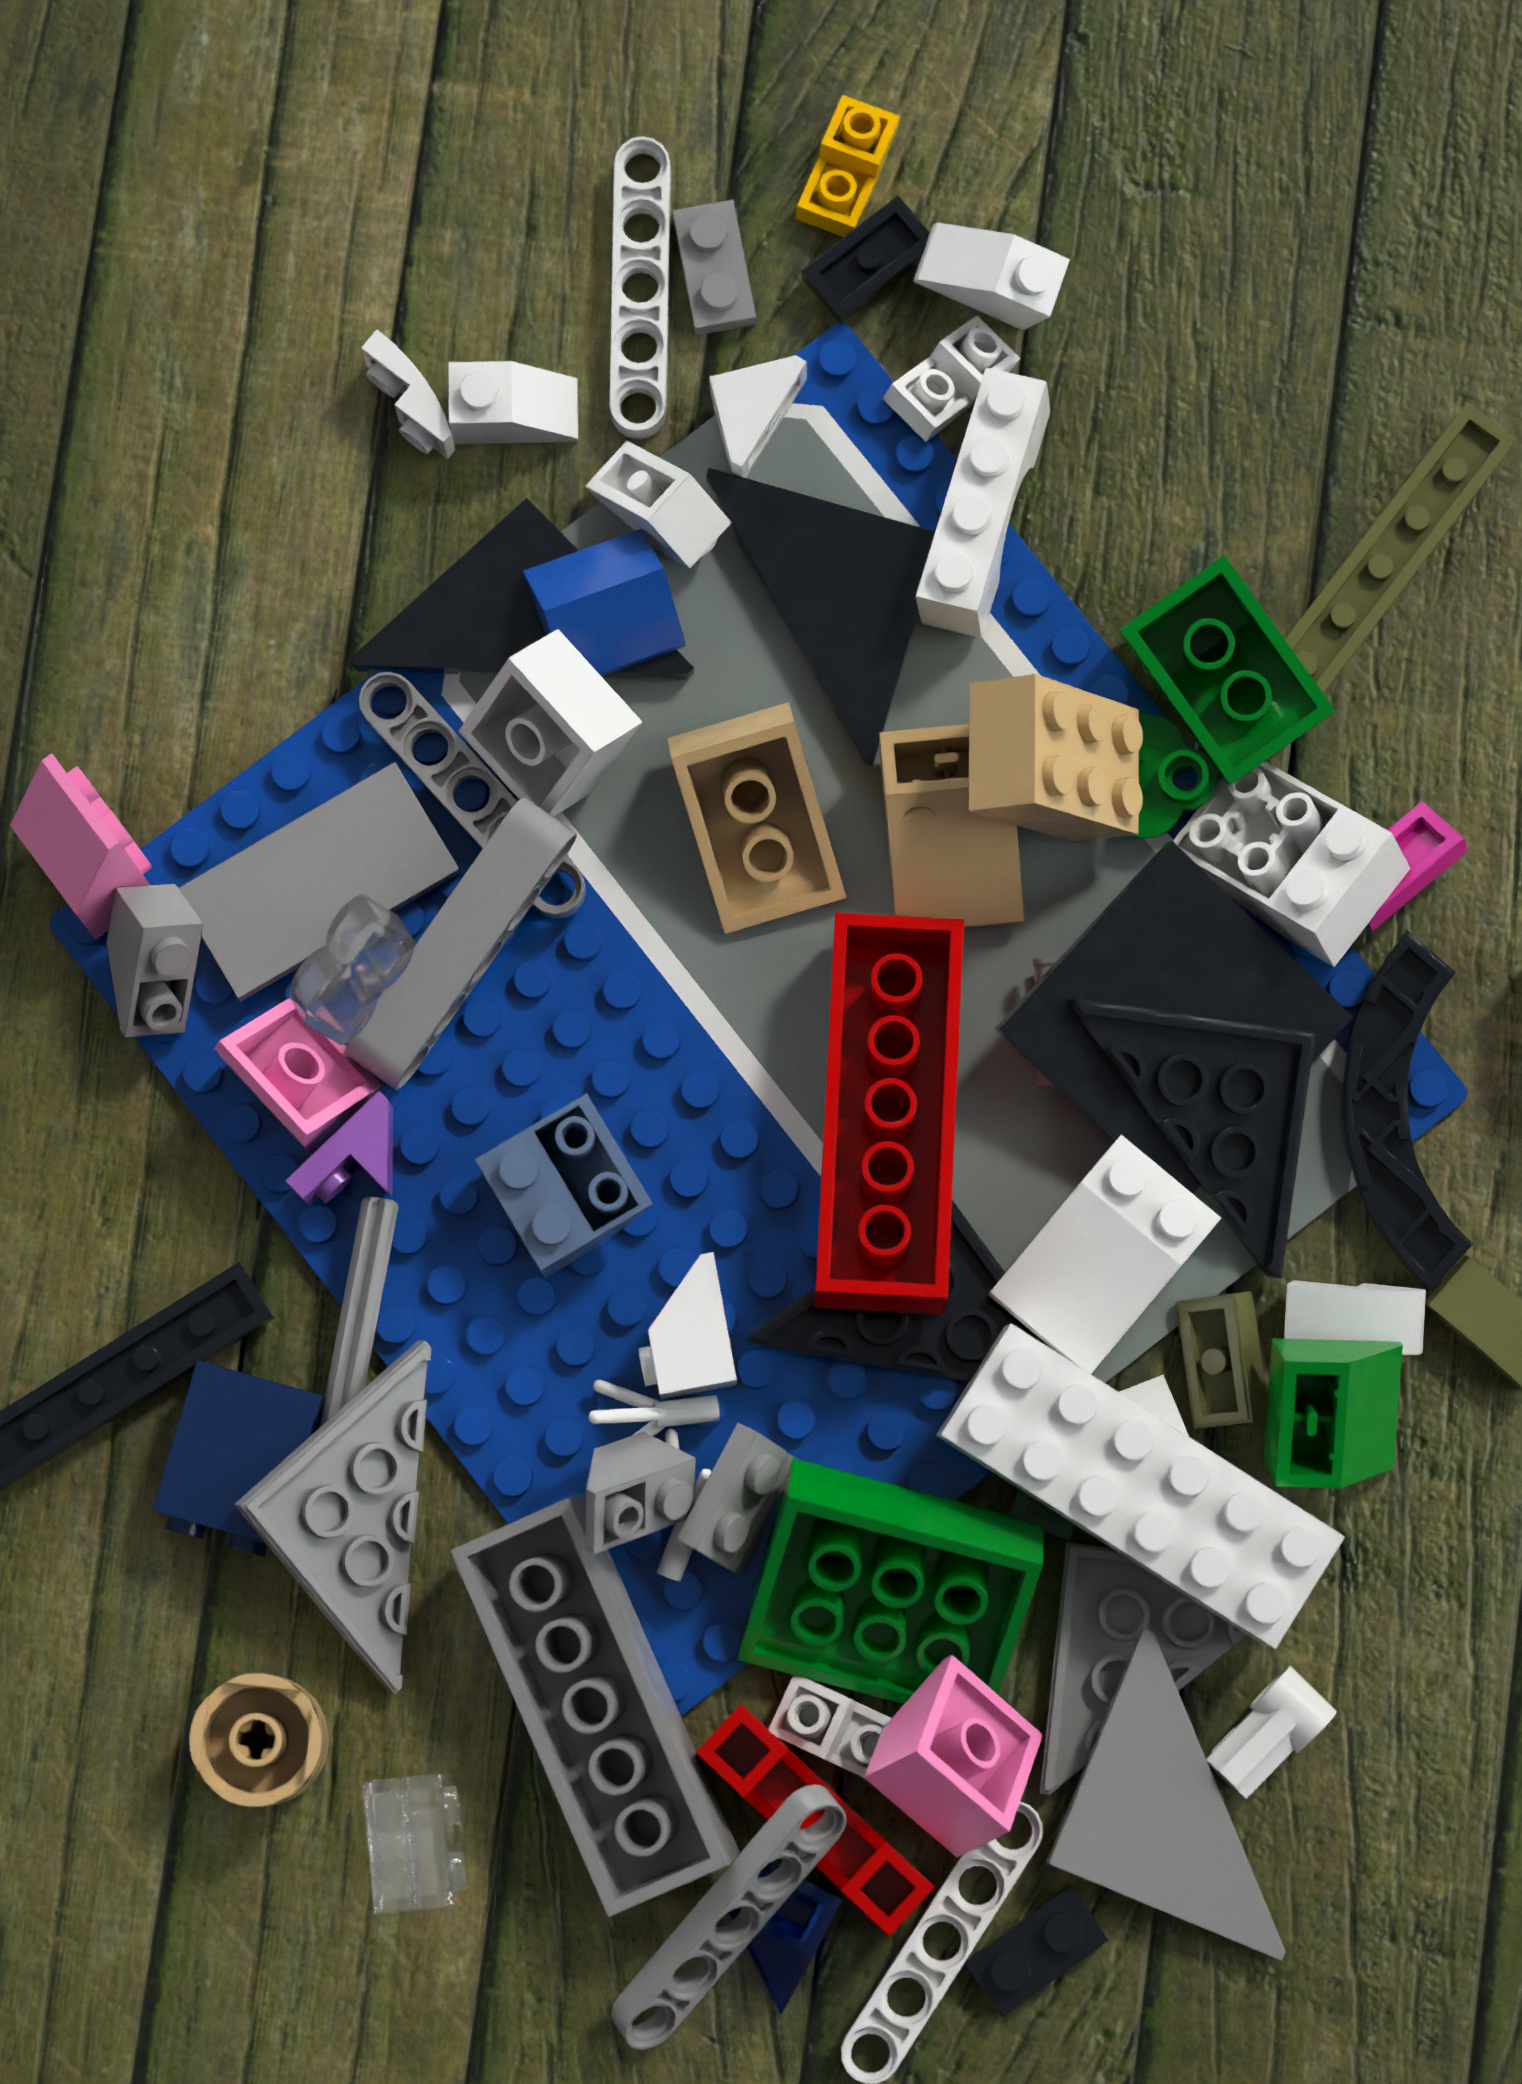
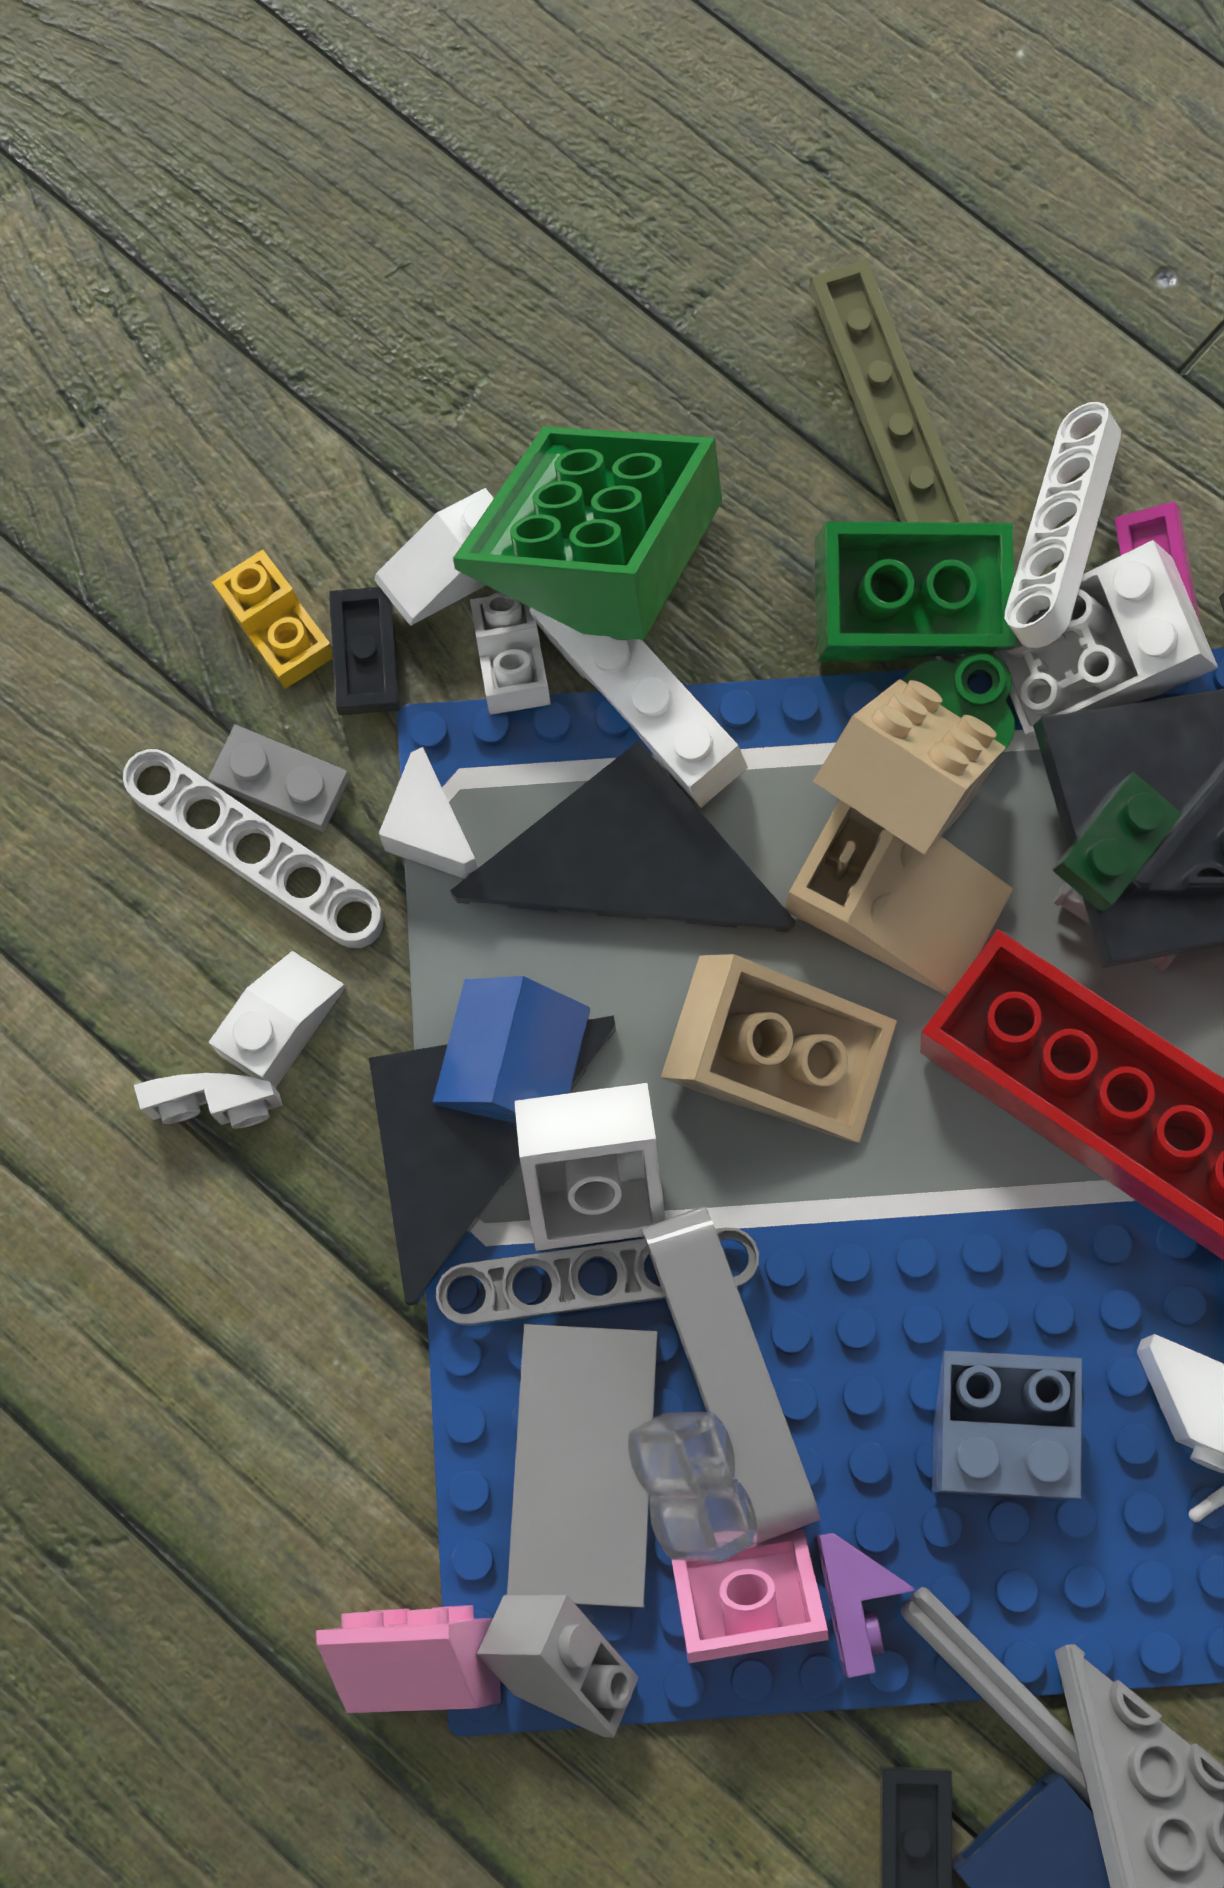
camera: 55 degrees left, 5 degrees down
(660, 501) = (452, 945): white slope -> none
(1094, 371) = (596, 526): none -> green slope
(1104, 969) = (1117, 842): none -> dark green plate
(1353, 771) = (1072, 540): none -> white beam

